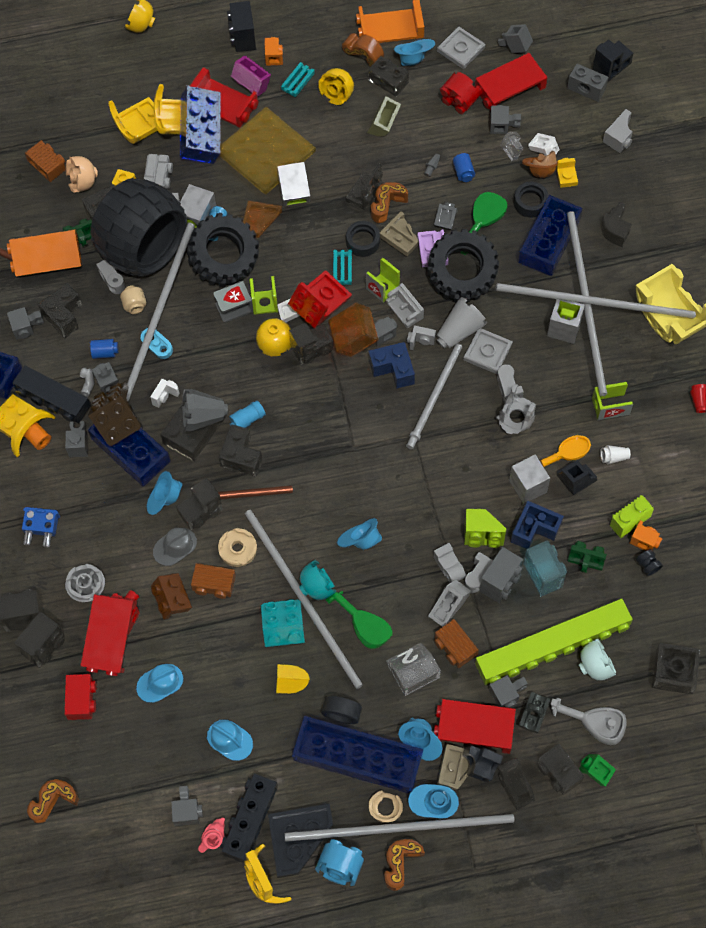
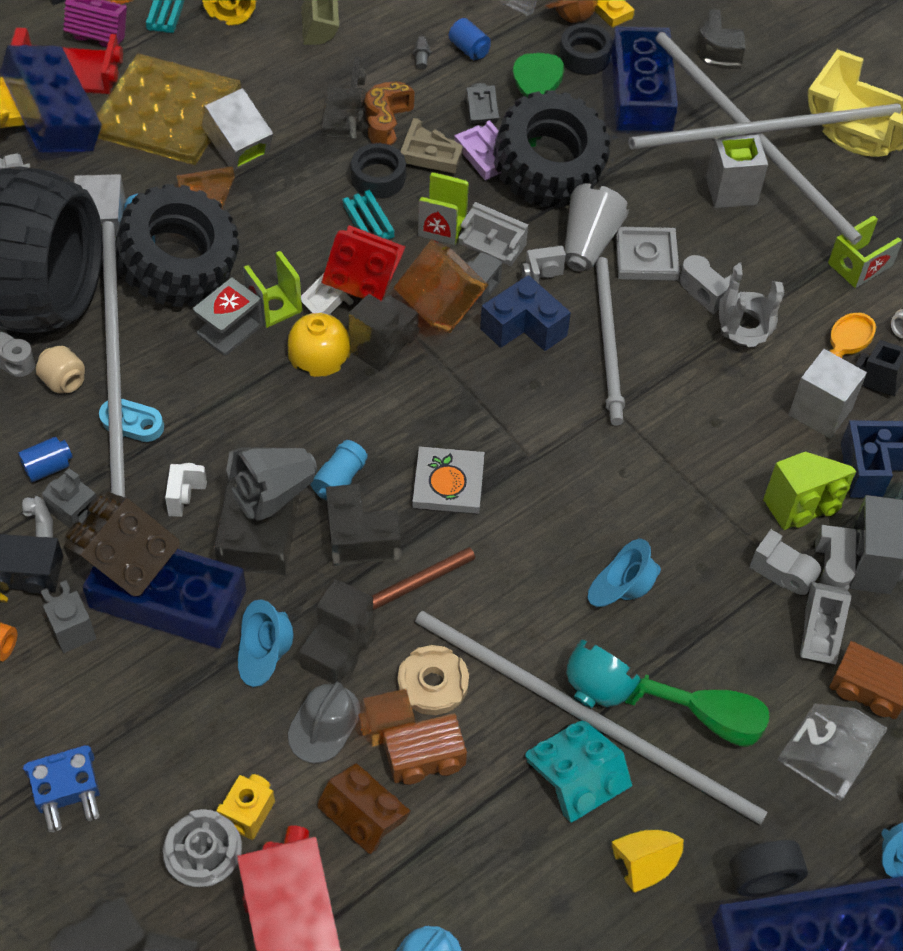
camera: 30 degrees left, 10 degrees down
(114, 577) = (251, 815): none -> yellow brick
(203, 555) = (385, 713): none -> clear orange brick
(302, 443) = (448, 480): none -> light grey tile

